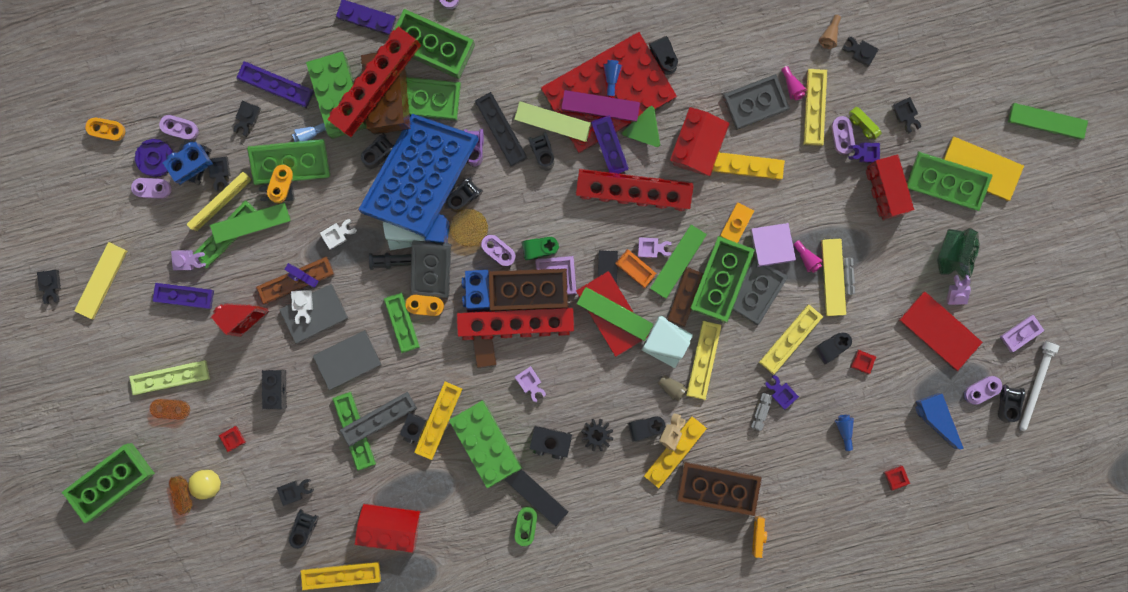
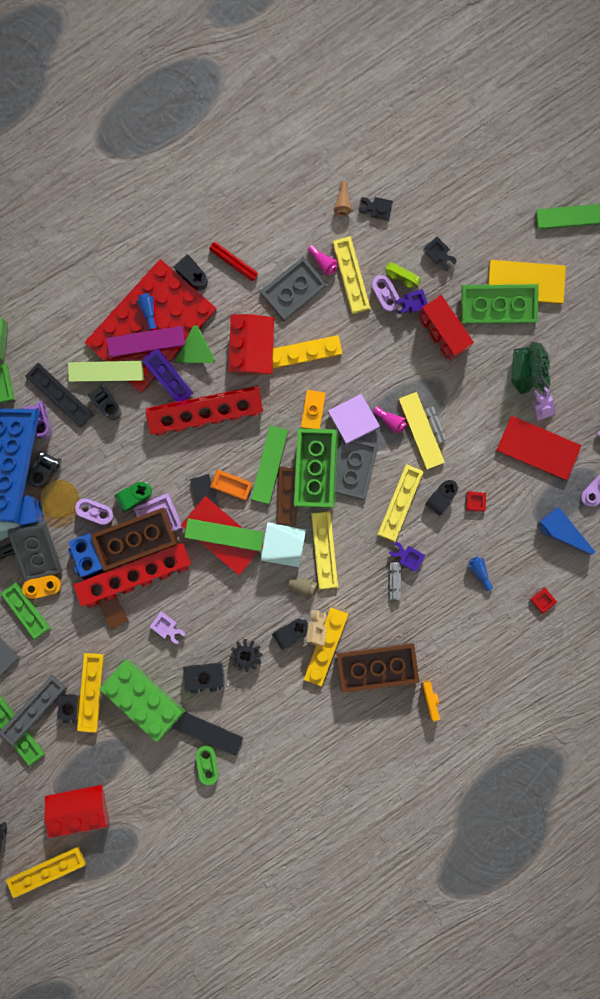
camera: 20 degrees left, 0 degrees up
(650, 248) = (238, 461): lavender plate -> none
(707, 57) = (233, 261): none -> red axle

